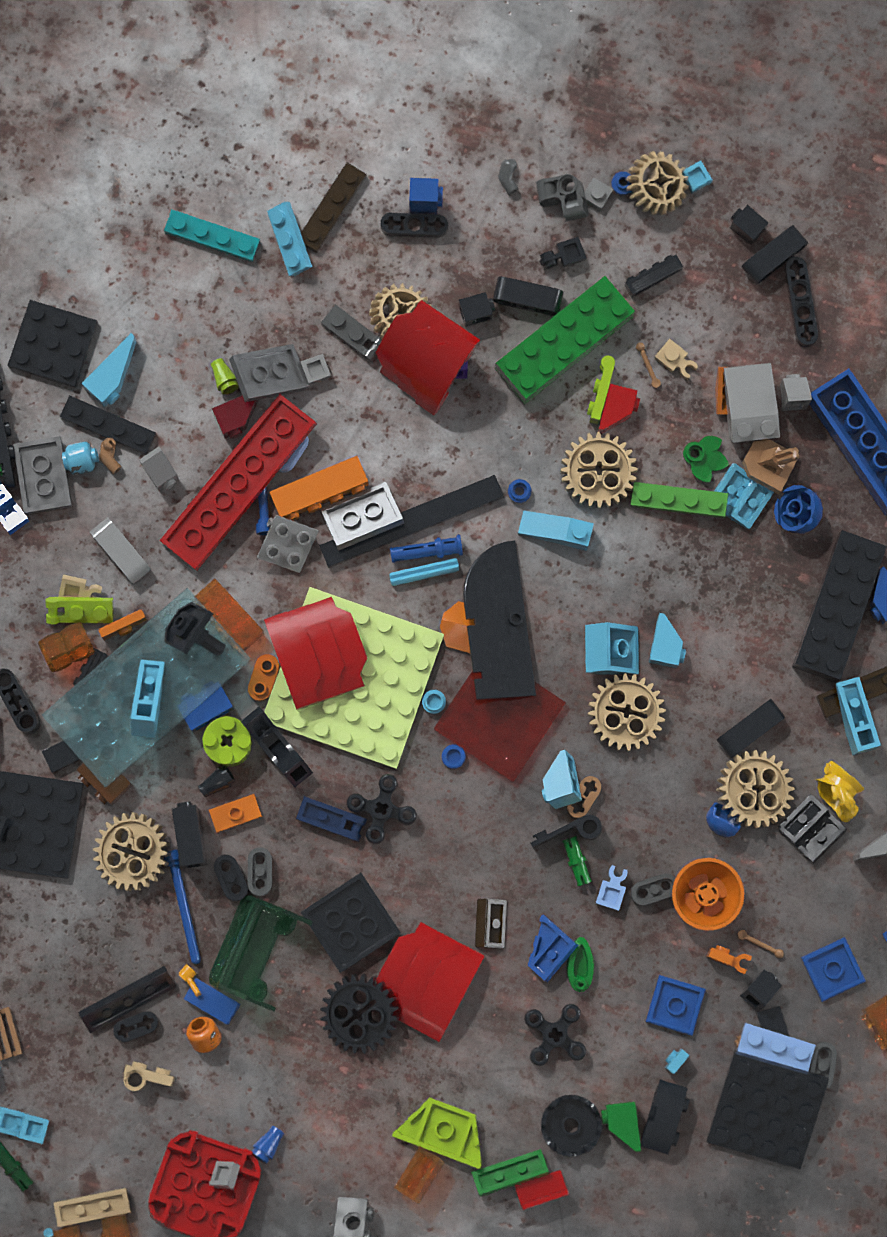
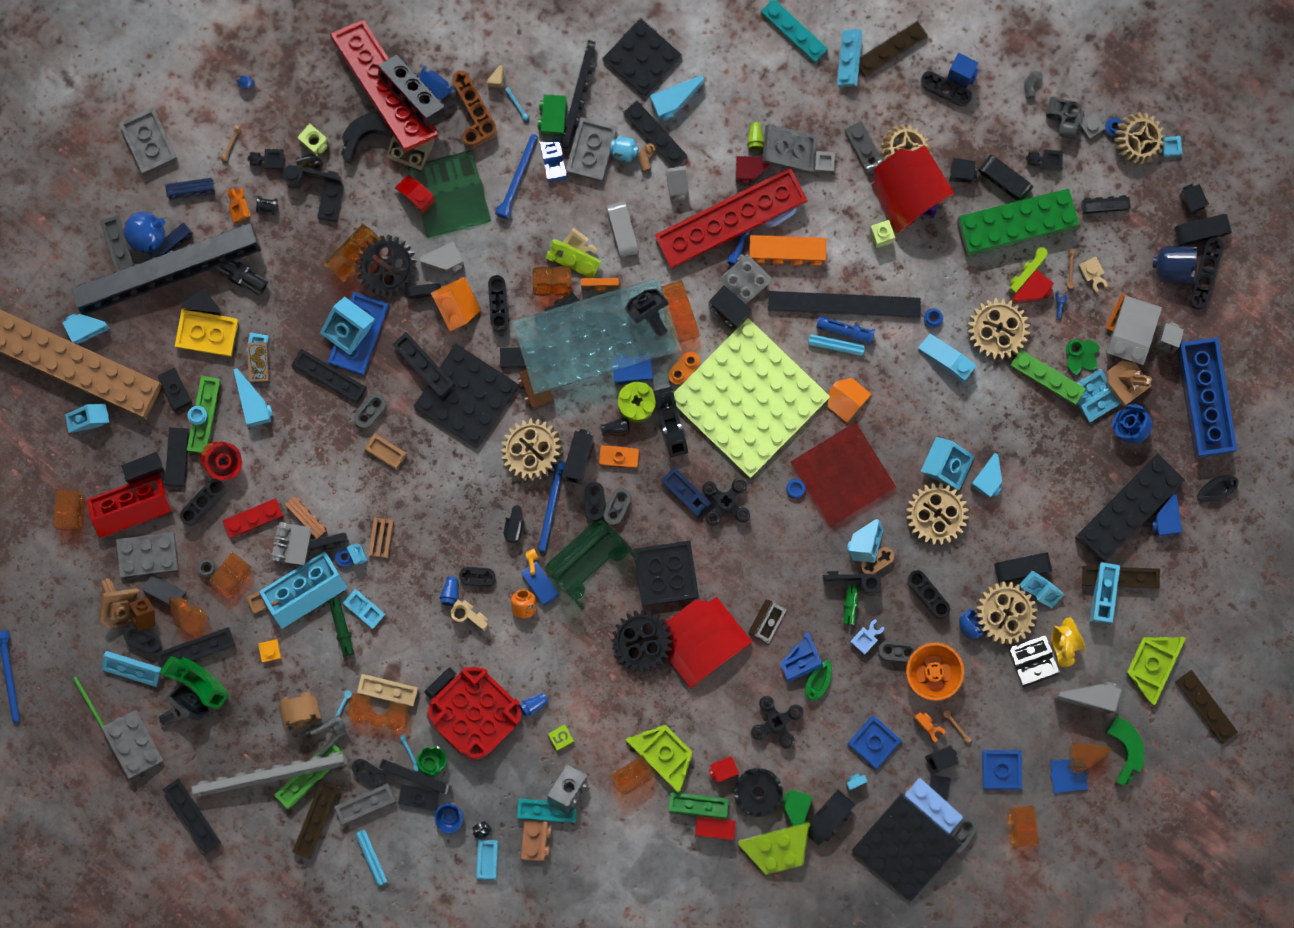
camera: 30 degrees right, 0 degrees up
(112, 1060) = (449, 592): none -> blue cone
(127, 999) = (480, 553): black plate -> none
(147, 698) = (593, 344): medium azure slope -> none
(149, 1170) = (440, 683): none -> black beam
(151, 949) = (514, 525): none -> black arm
(224, 1175) = (493, 710): light grey plate -> none
(284, 585) = (729, 307): none -> black brick
(316, 1167) = (560, 737): none -> lime tile
(317, 651) = (732, 367): red slope -> none
(362, 516) = (809, 283): plate -> none
(418, 422) = (882, 234): none -> yellowish green brick
(433, 701) = (799, 442): medium azure plate -> none
(500, 631) = (871, 413): black door -> none
(519, 1118) = (723, 769): none -> red brick
(623, 1180) = (778, 849): none -> lime wing
(650, 799) = (926, 584): none -> black beam
(654, 409) = (1060, 303): none -> blue hand
(763, 307) = (1176, 264): none -> dark blue cylinder
(783, 742) = (1042, 589): none -> medium azure slope

